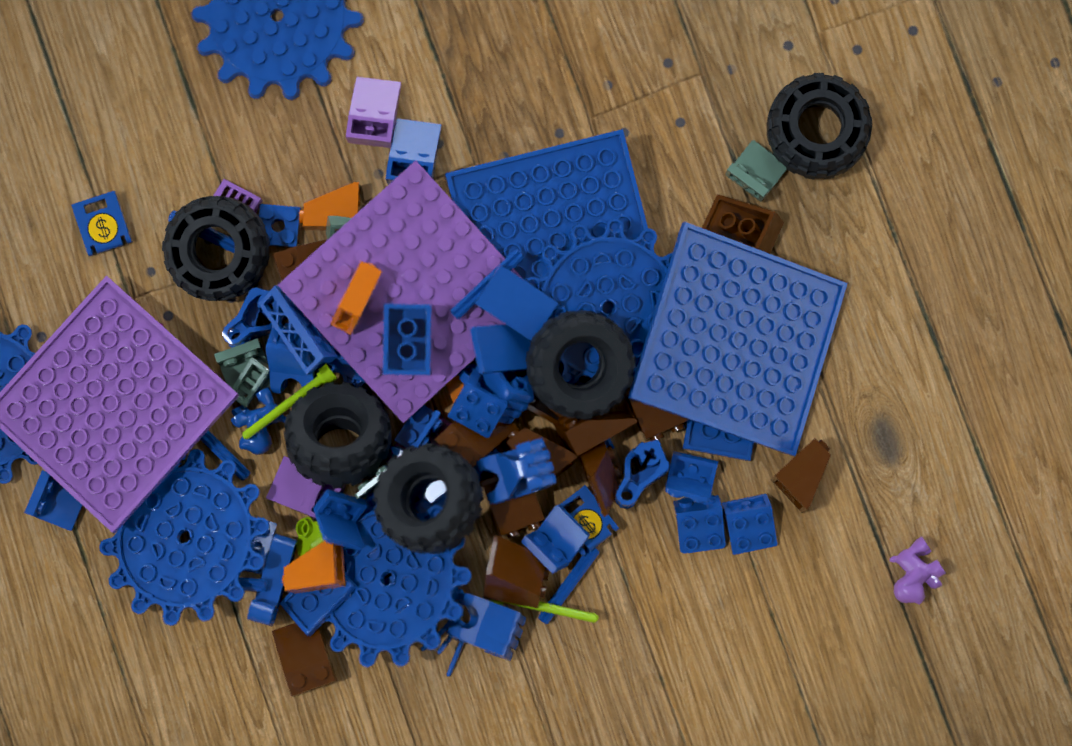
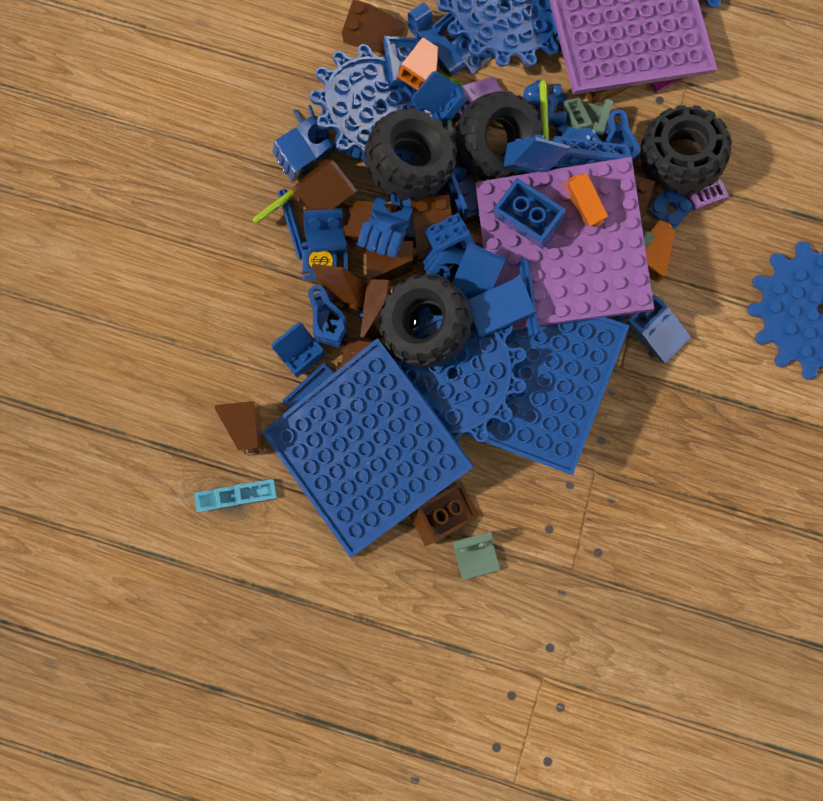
camera: 125 degrees right, 0 degrees up
(102, 227) = (750, 95): blue container -> none
(224, 454) = (540, 71): blue axle -> none
(342, 381) = (534, 154): none -> blue slope
(373, 112) = (707, 323): slope -> none
(699, 525) = (261, 334): blue bracket -> none
(750, 524) = (241, 368): blue bracket -> none
(810, 158) = (443, 627): black tyre -> none
(873, 435) = (235, 495): none -> medium azure slope
(910, 587) = (116, 441): medium lavender animal -> none

